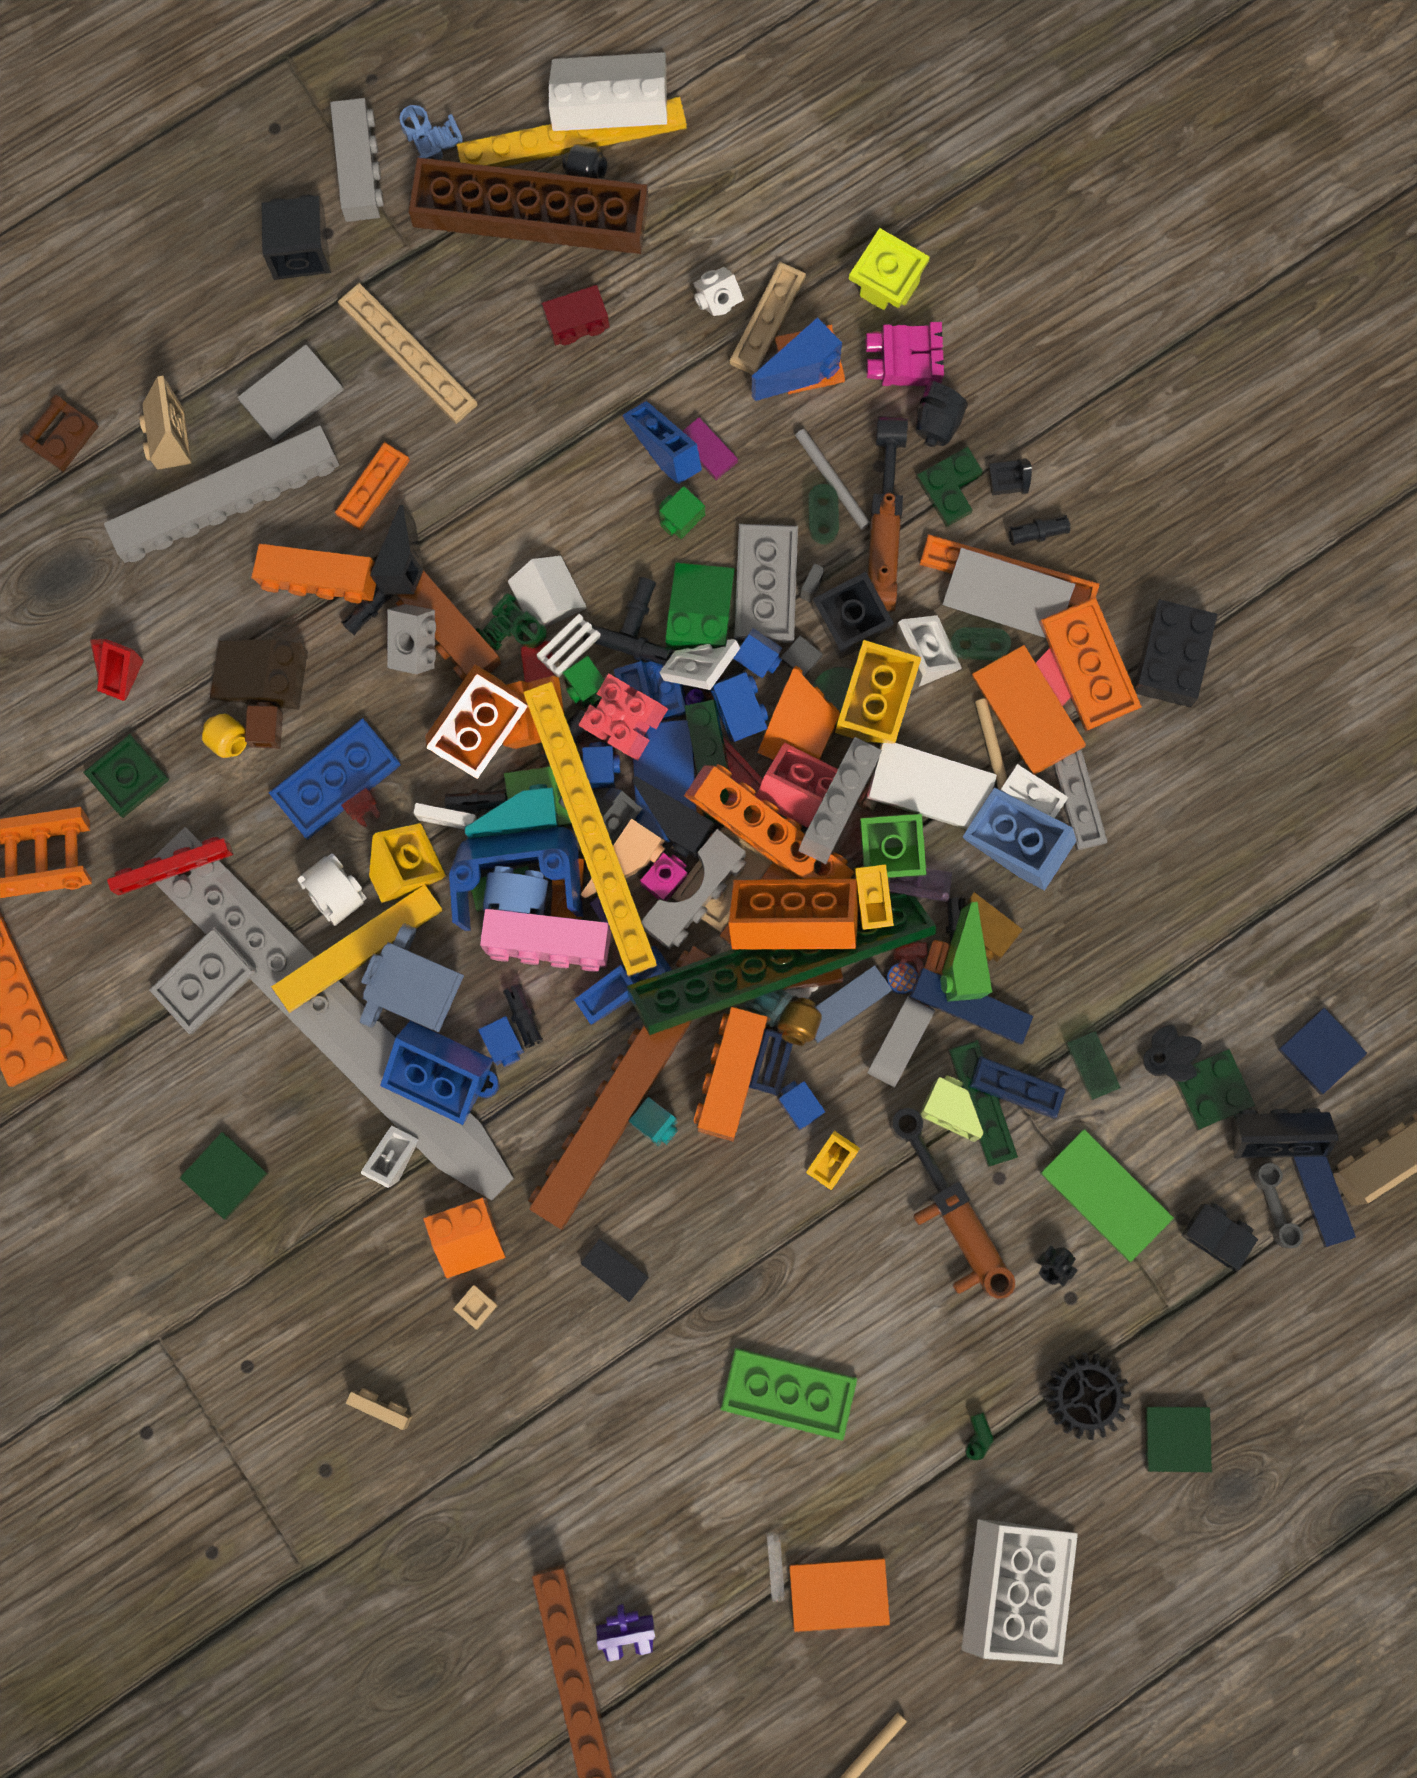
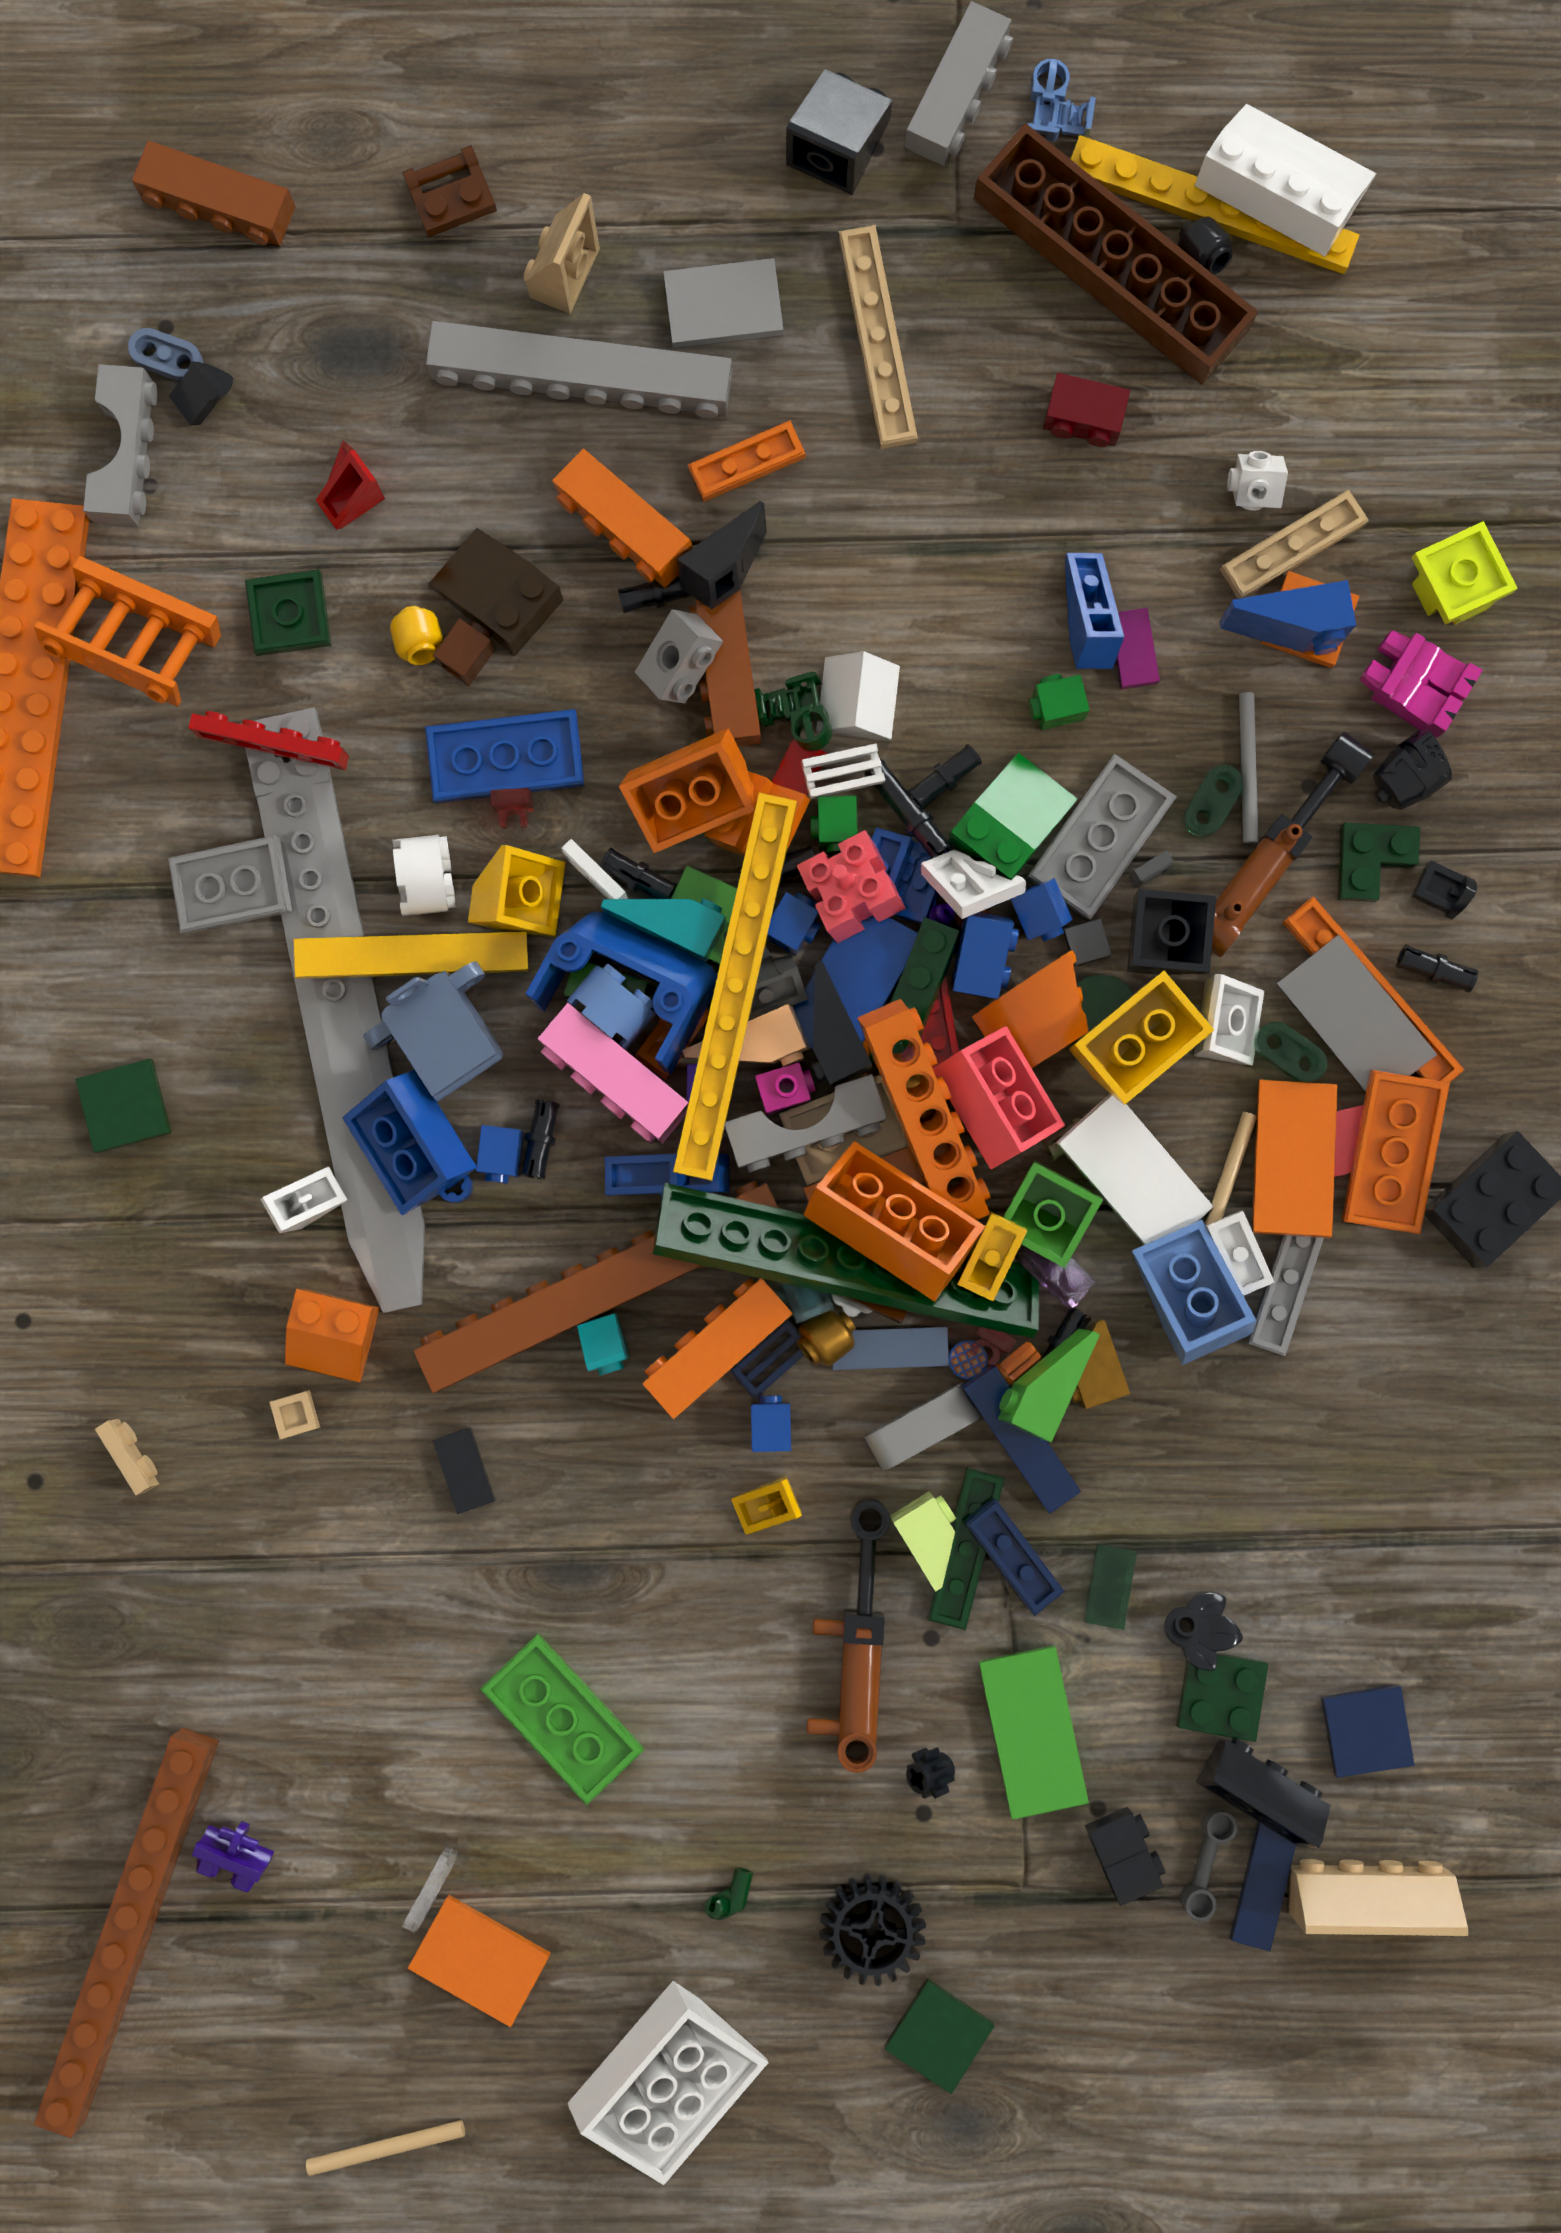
camera: 30 degrees right, 5 degrees up
(840, 800) = (1023, 1130): light grey arch -> none

